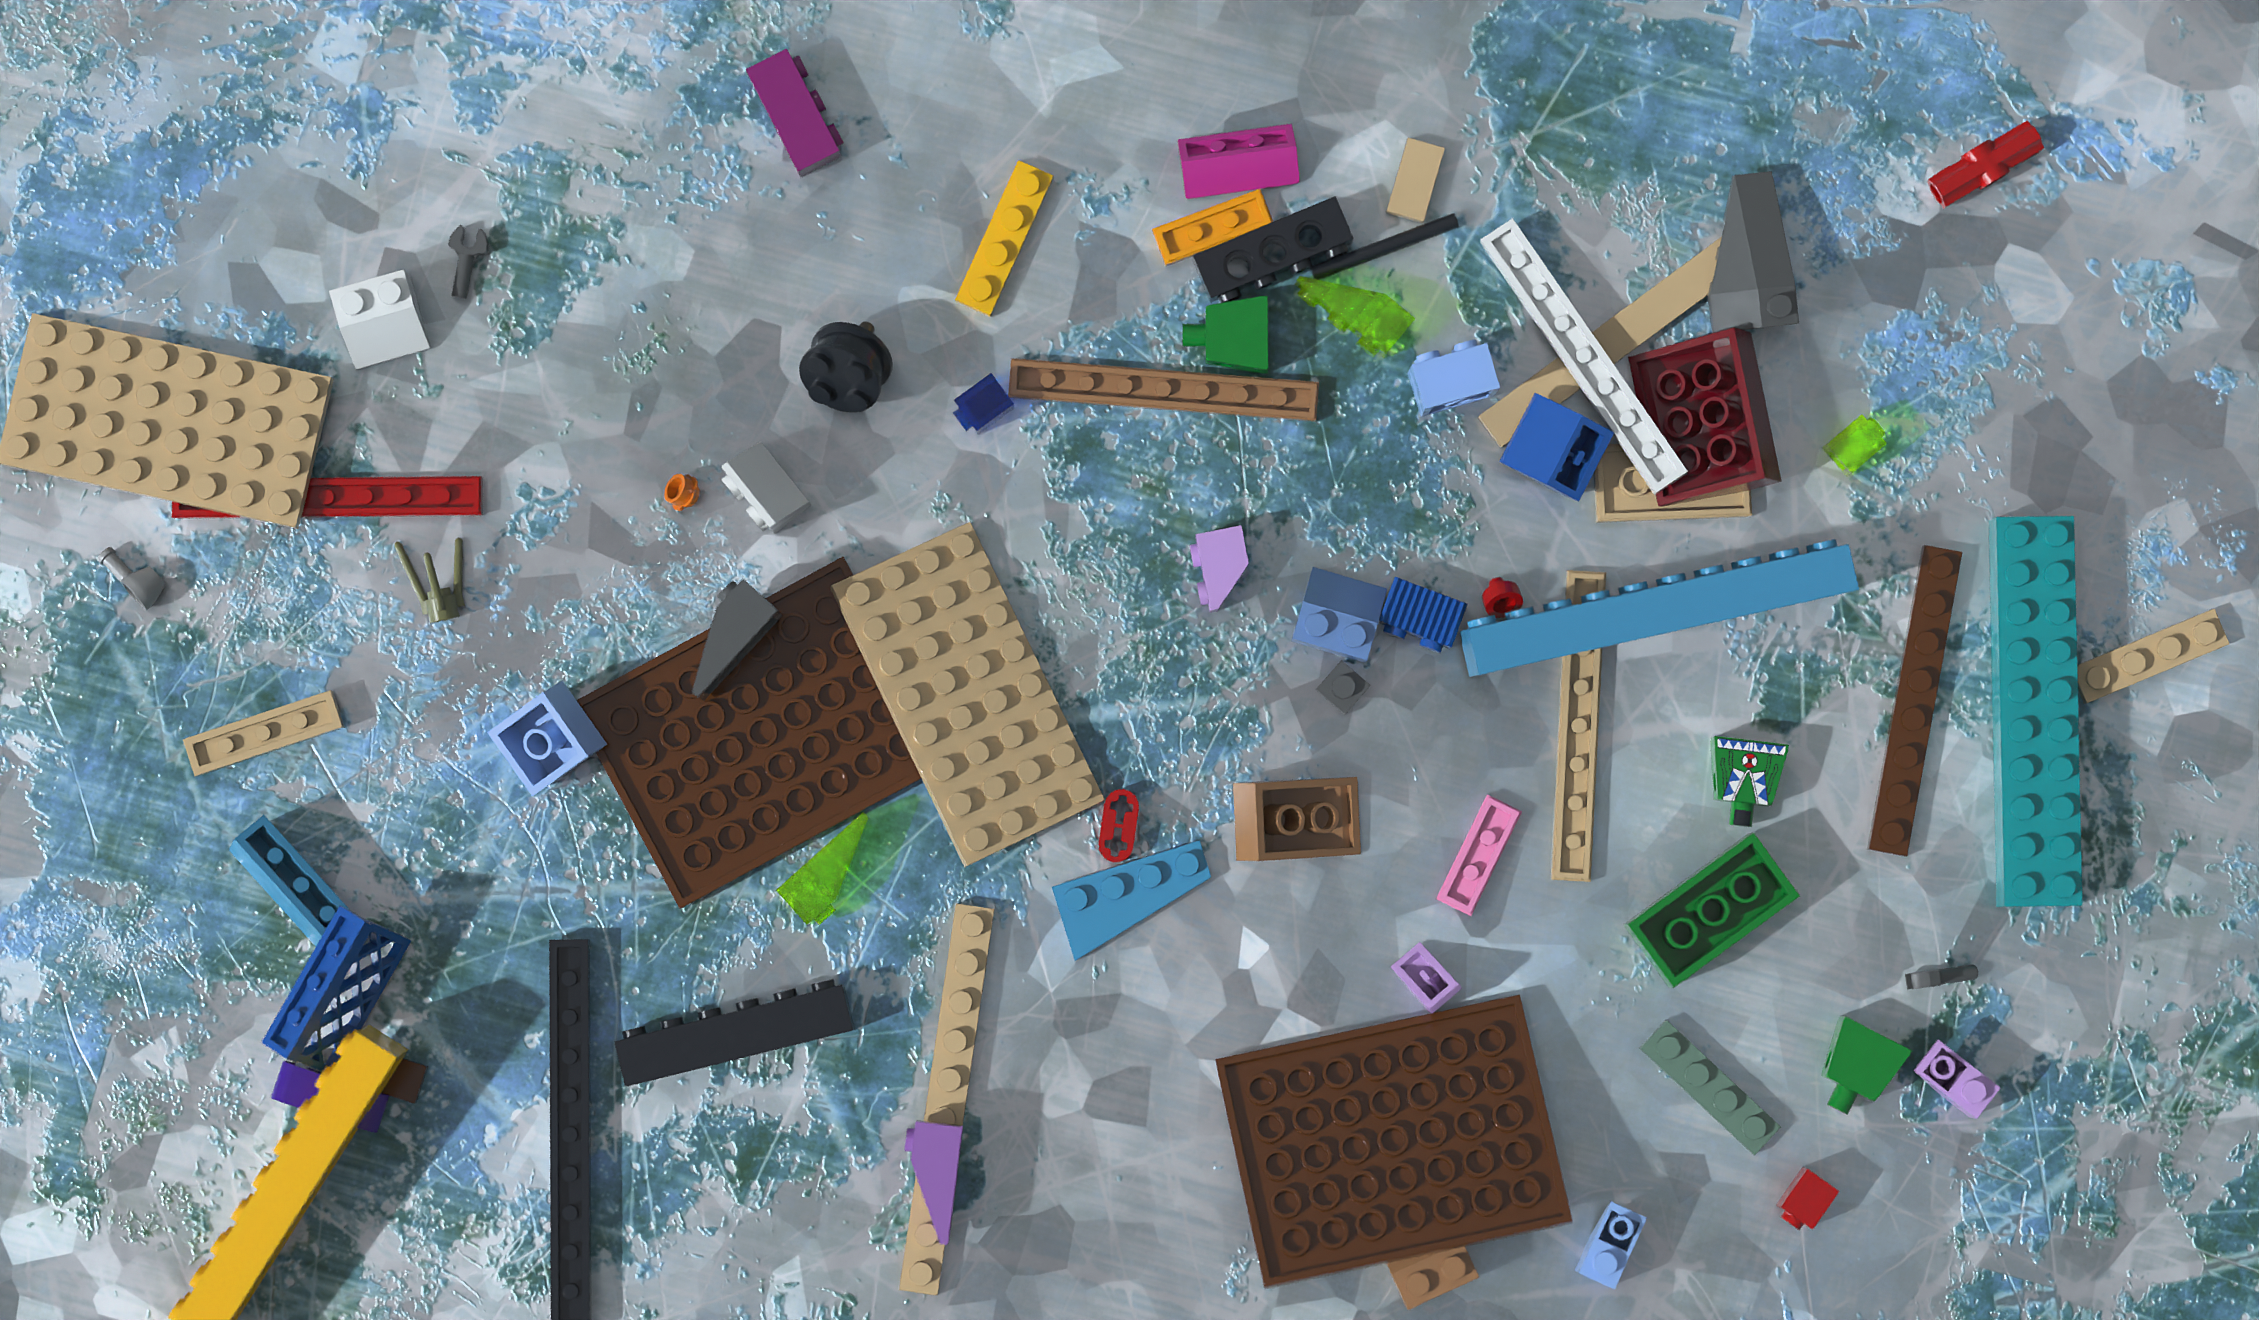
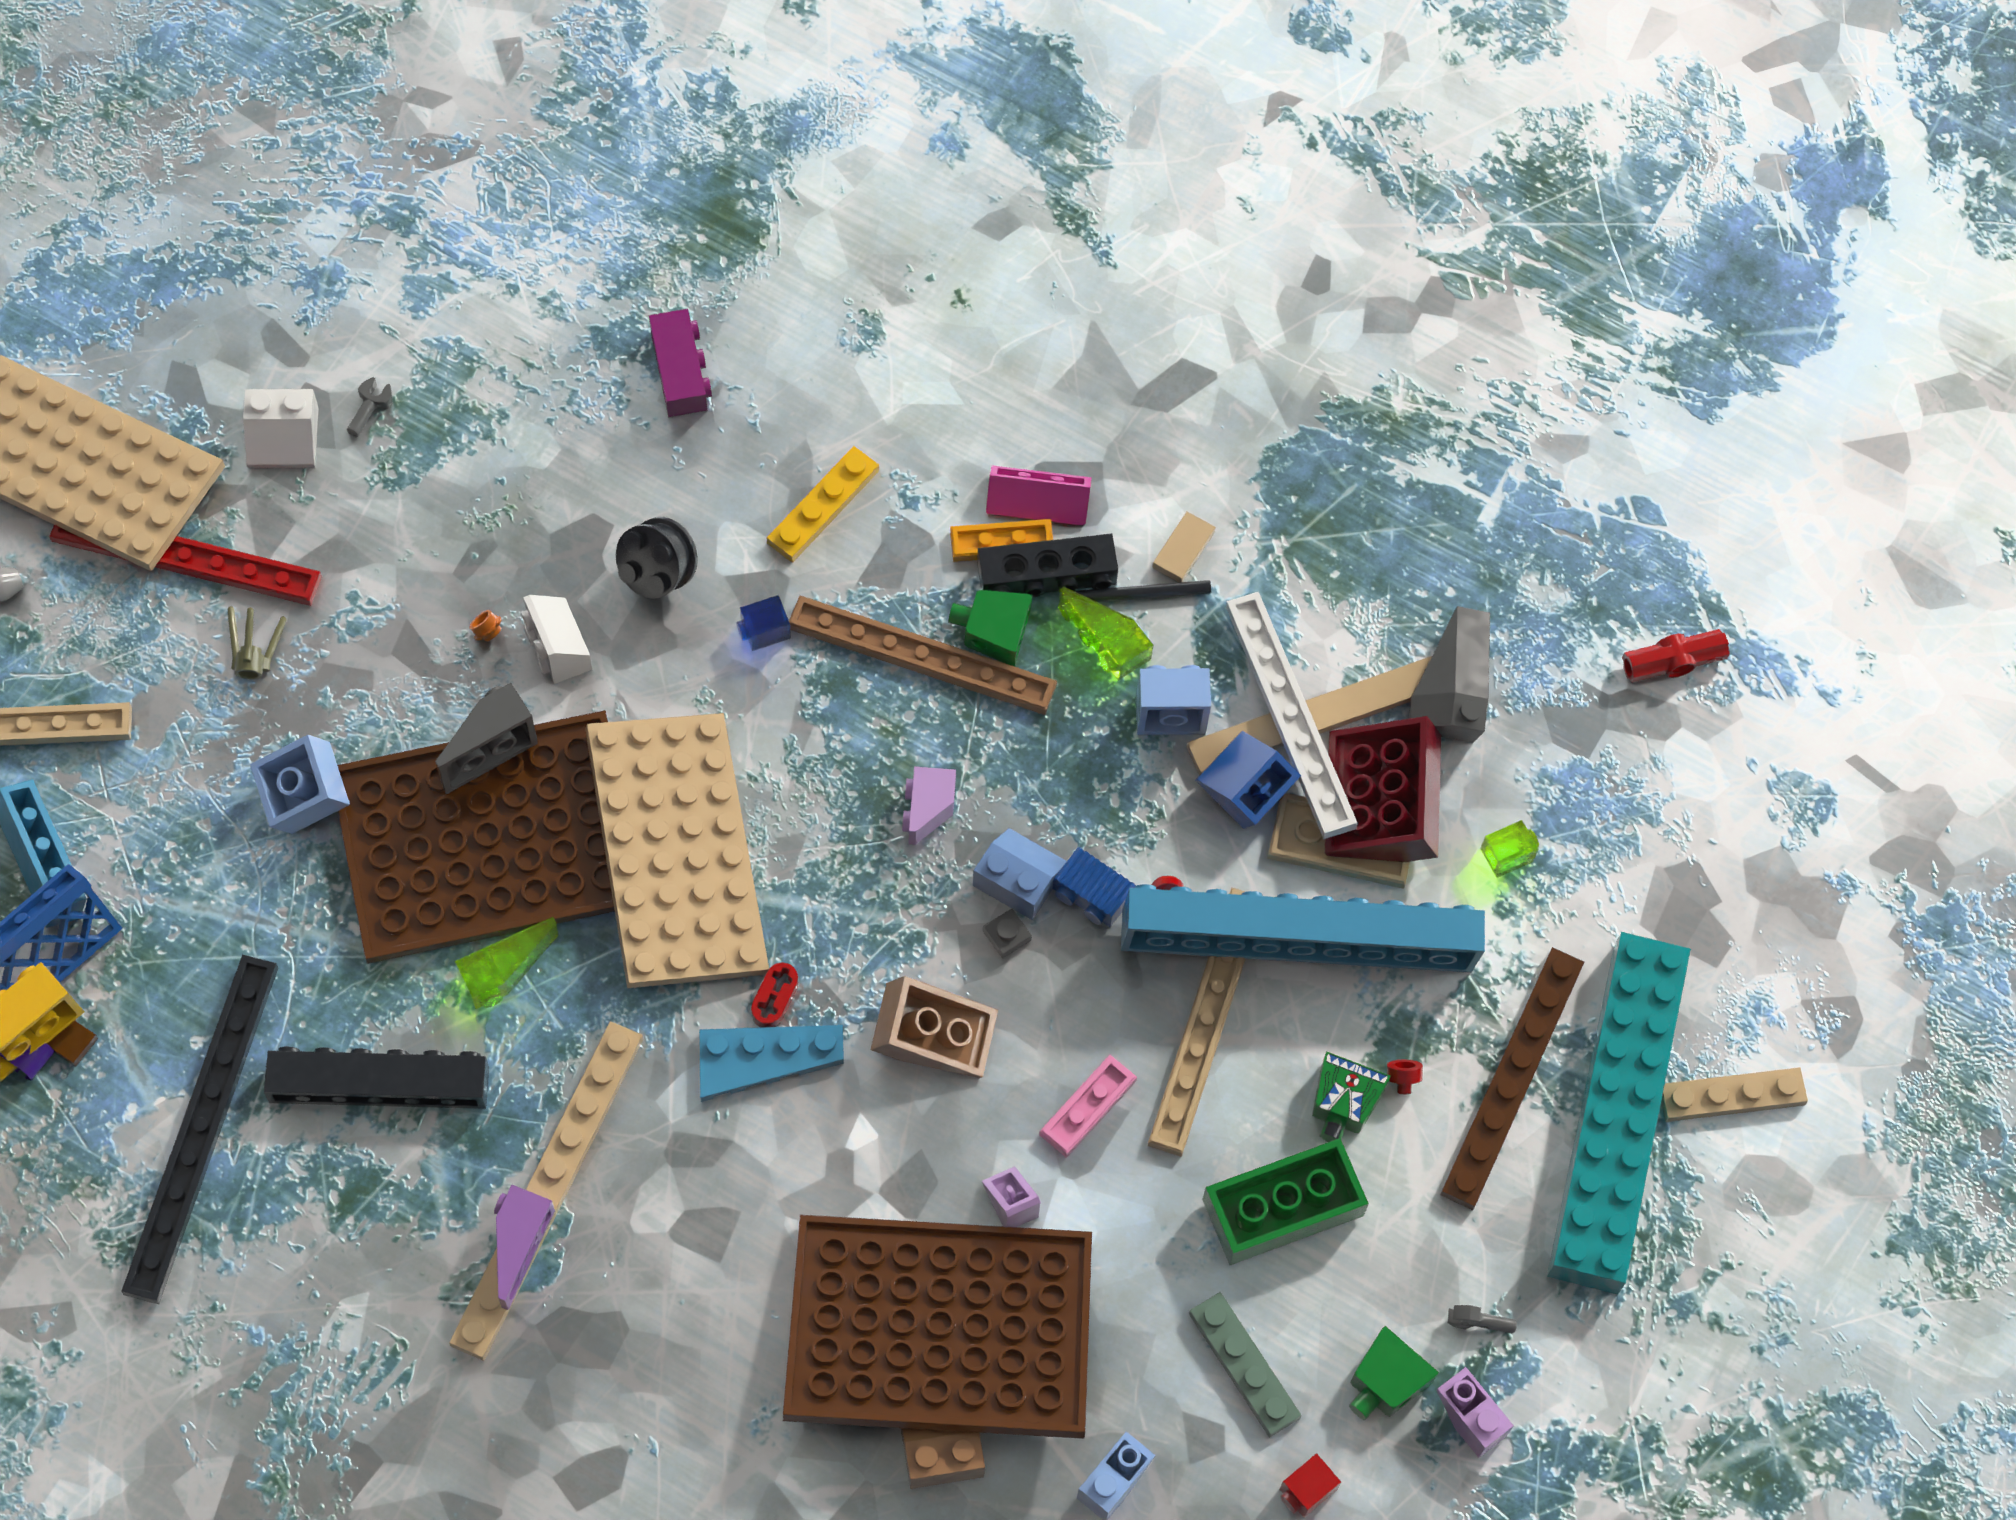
camera: 10 degrees right, 20 degrees down
(1801, 731) = (1404, 1074): none -> red tile

